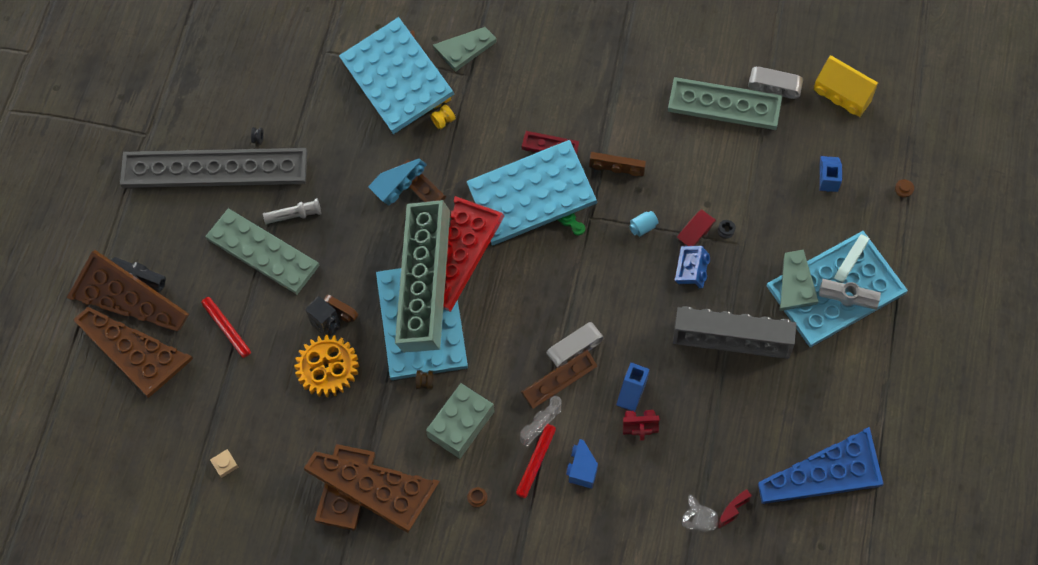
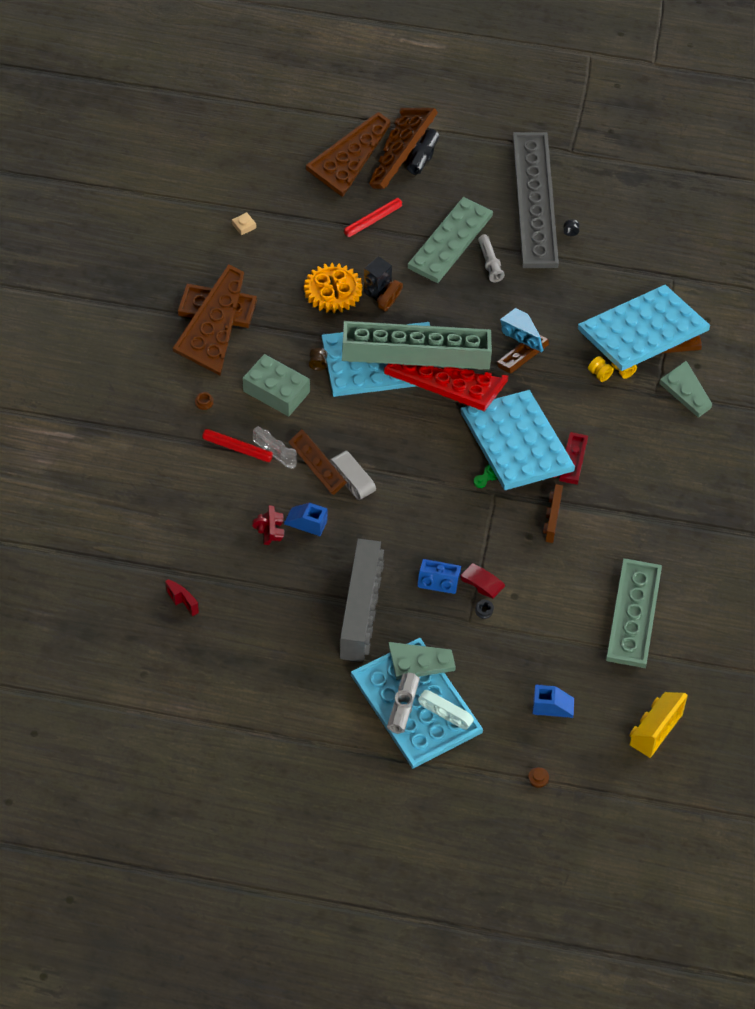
camera: 85 degrees right, 10 degrees down
(584, 466) = (230, 479): blue slope -> none
(643, 223) = (486, 534): medium azure brick -> none
(704, 520) = (174, 574): clear piece -> none
(775, 82) = (663, 661): light grey beam -> none
(836, 469) = (218, 686): blue wing -> none

